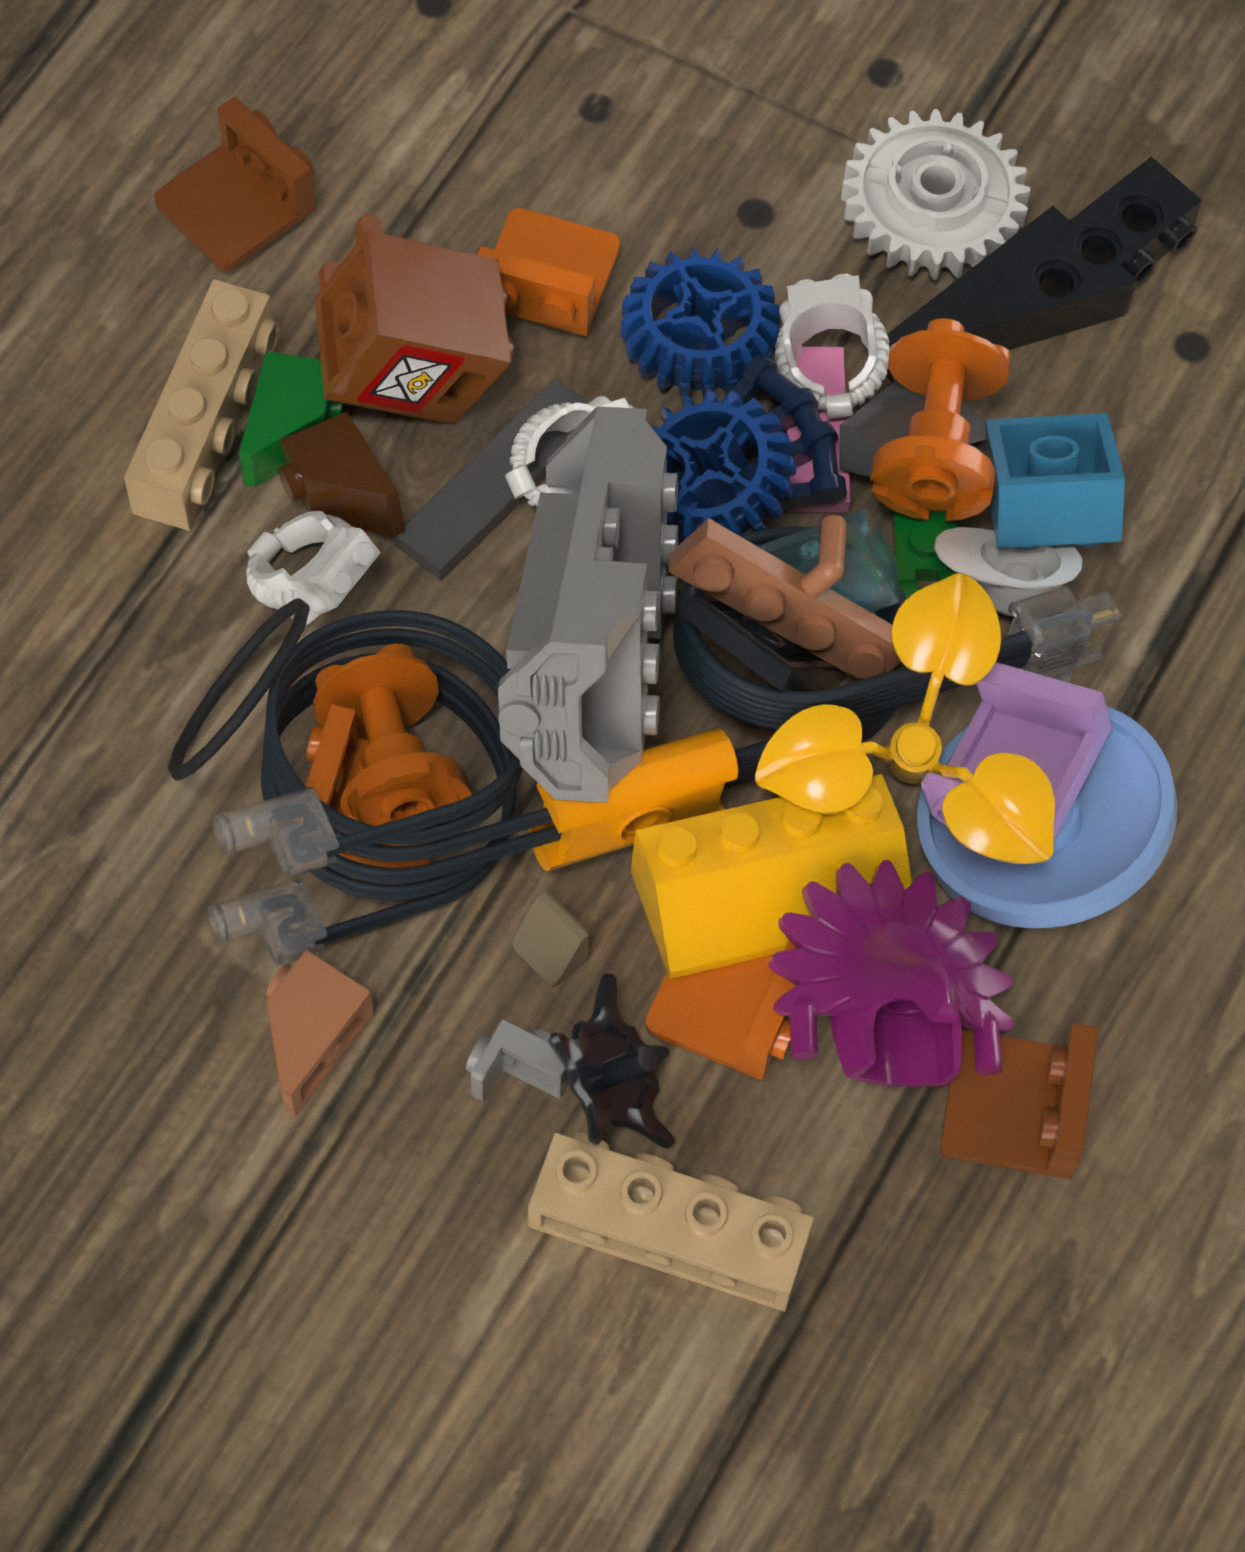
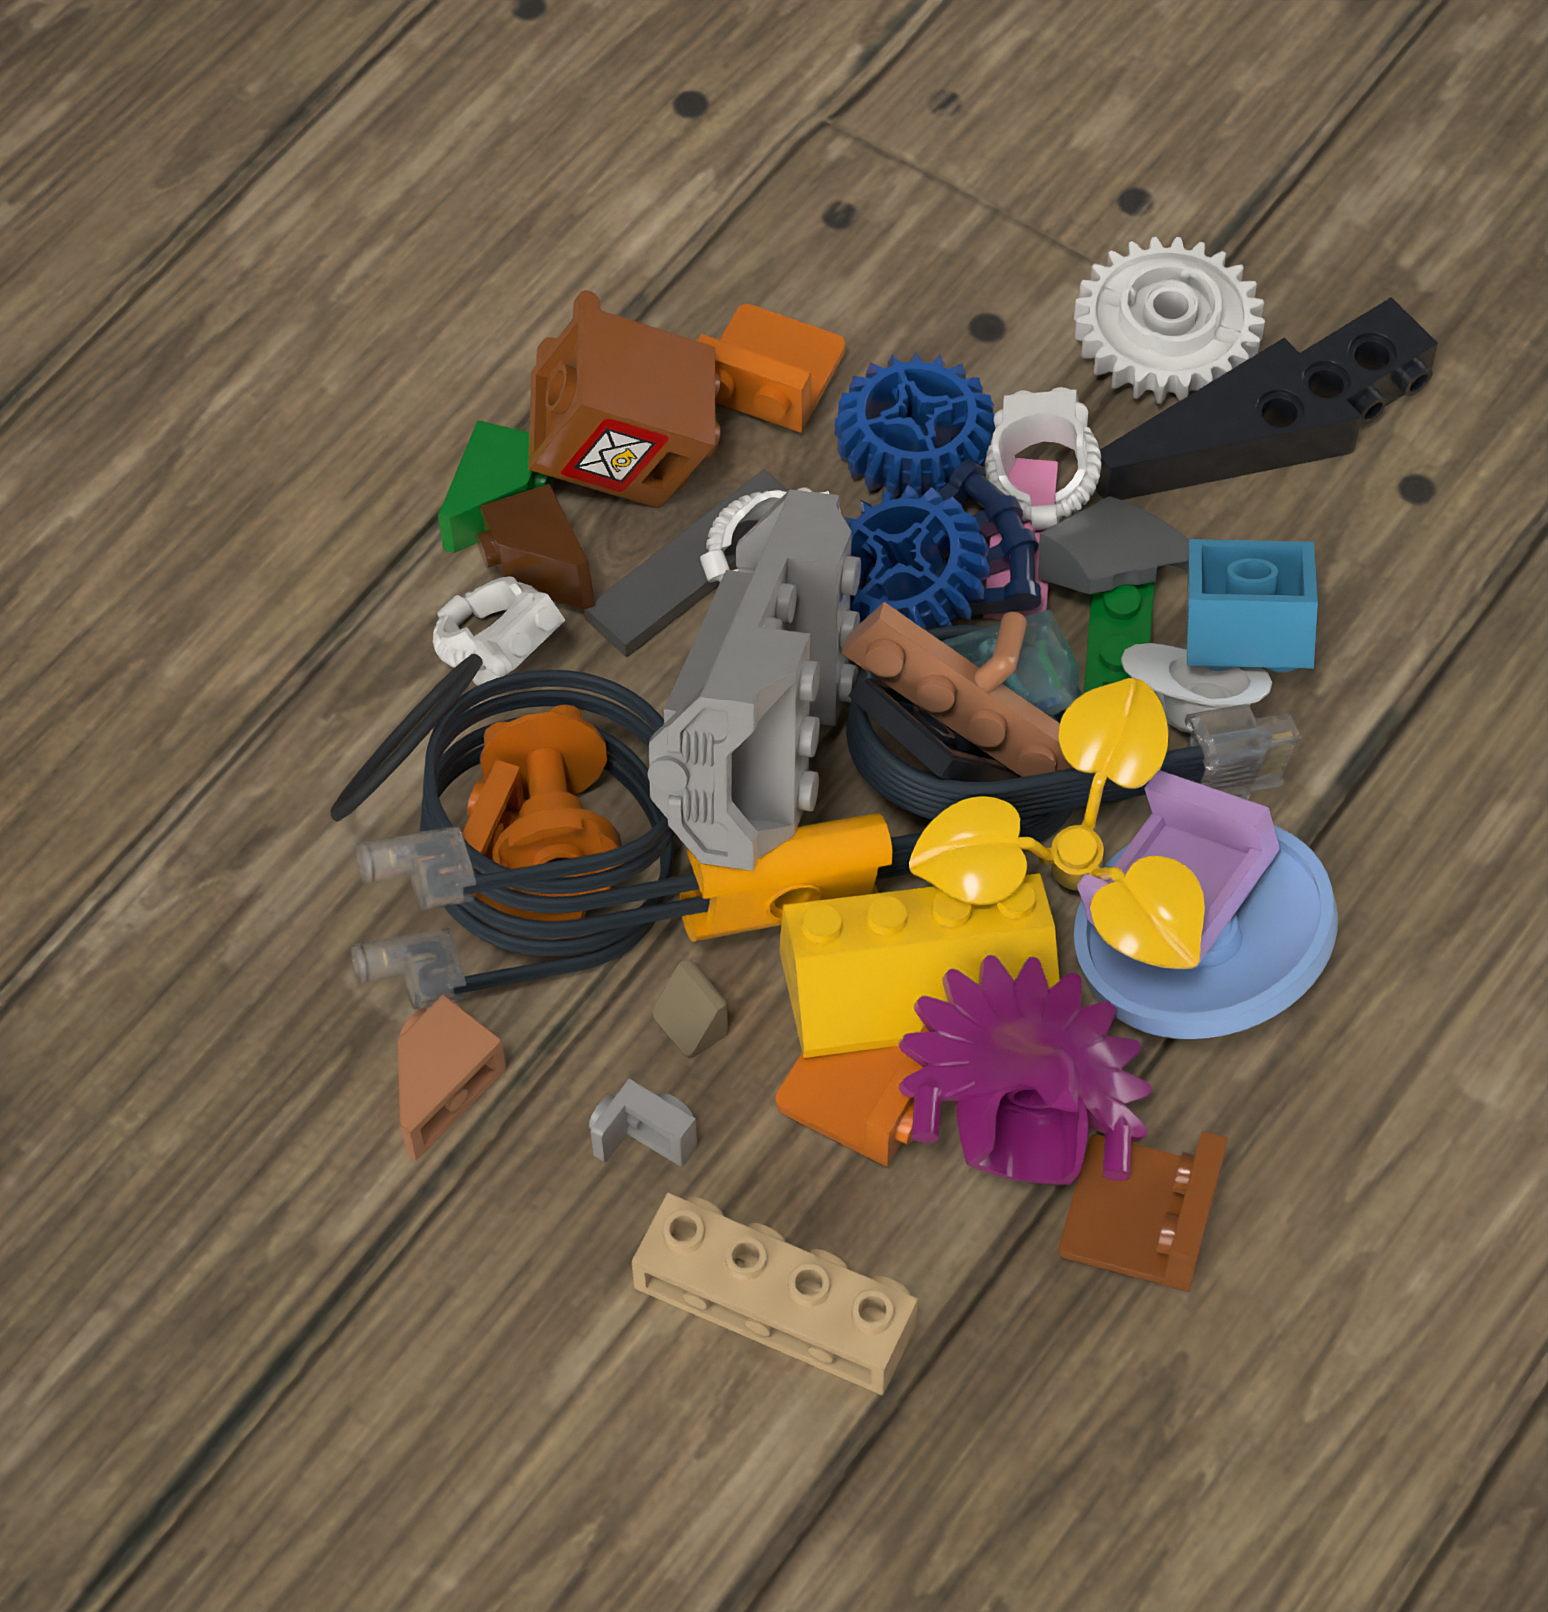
camera: 10 degrees right, 5 degrees down
(201, 405) = (407, 469): tan brick -> none
(241, 190) = (474, 269): dark orange bracket -> none
(612, 1070) = (734, 1139): black piece -> none
(934, 462) = (1129, 573): orange piece -> none

